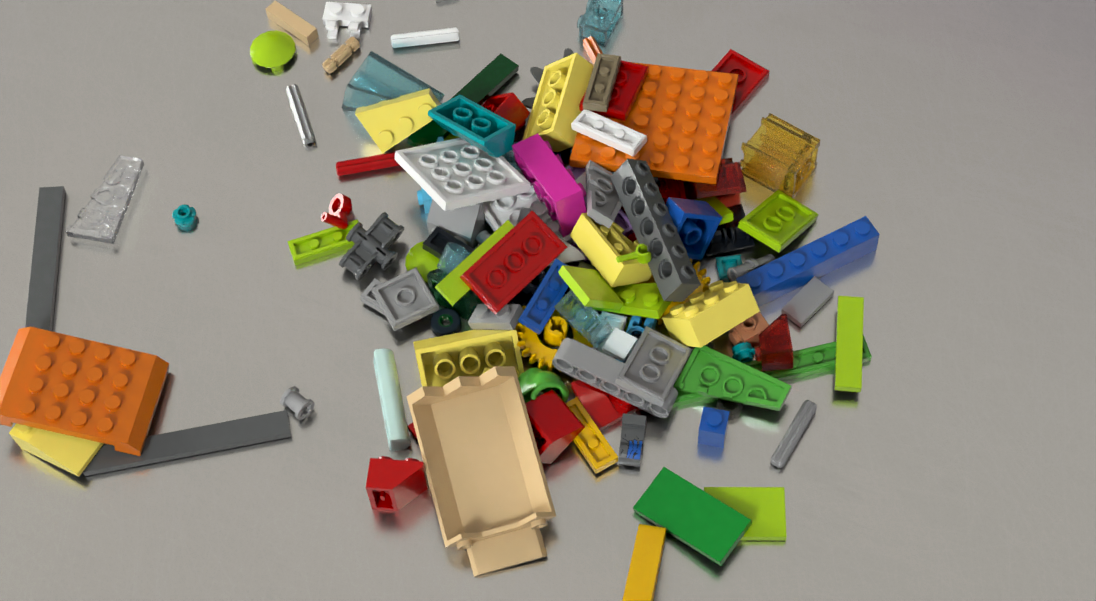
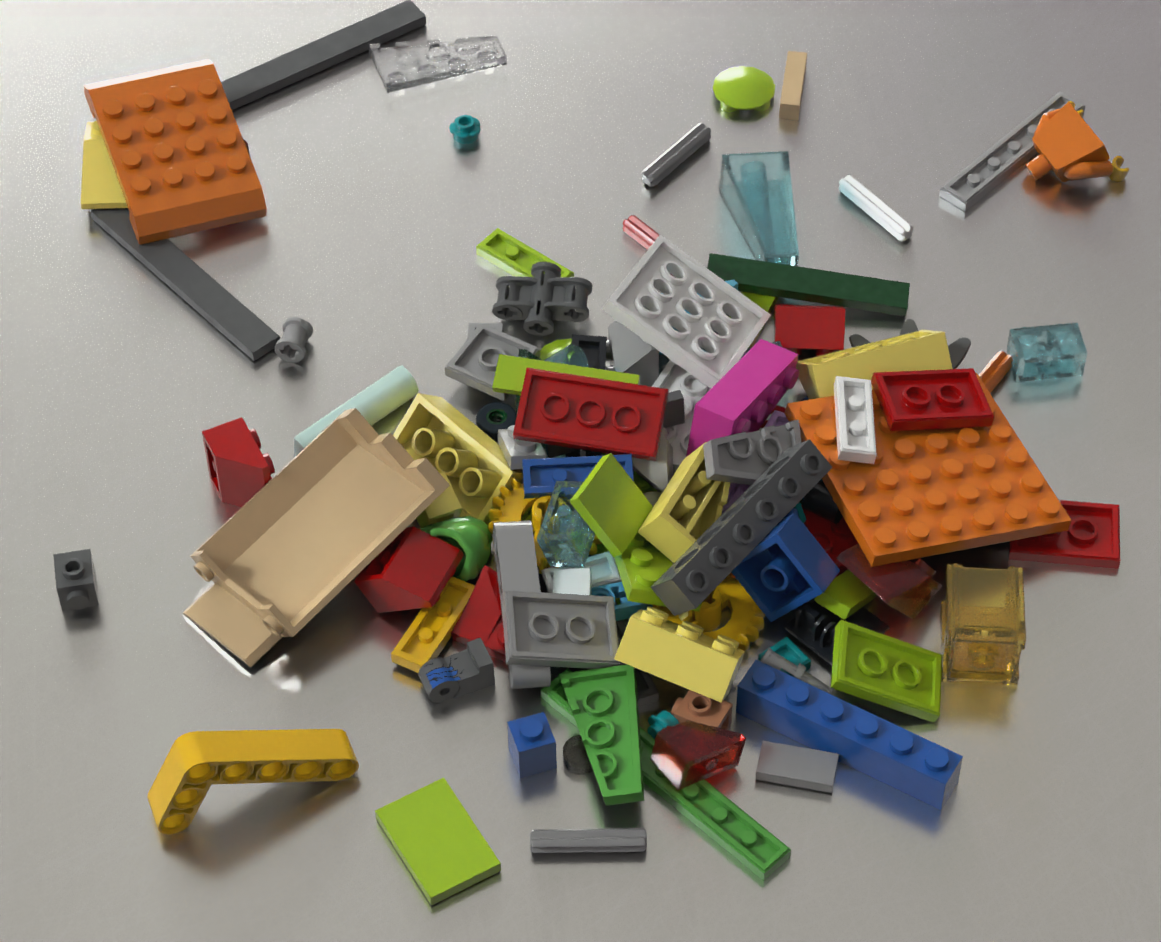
camera: 55 degrees right, 10 degrees down
(339, 209) = (576, 250): red plate -> none
(341, 55) = (794, 147): tan axle -> none
(346, 14) = (840, 128): white plate -> none
(397, 118) = (723, 227): light yellow wedge -> none
(475, 125) = (754, 288): teal slope -> none
(602, 82) = (923, 378): dark tan tile -> none
(640, 254) = (691, 522): lime hand -> none
(692, 516) = (392, 782): green tile -> none
(849, 344) = (760, 835): lime tile -> none

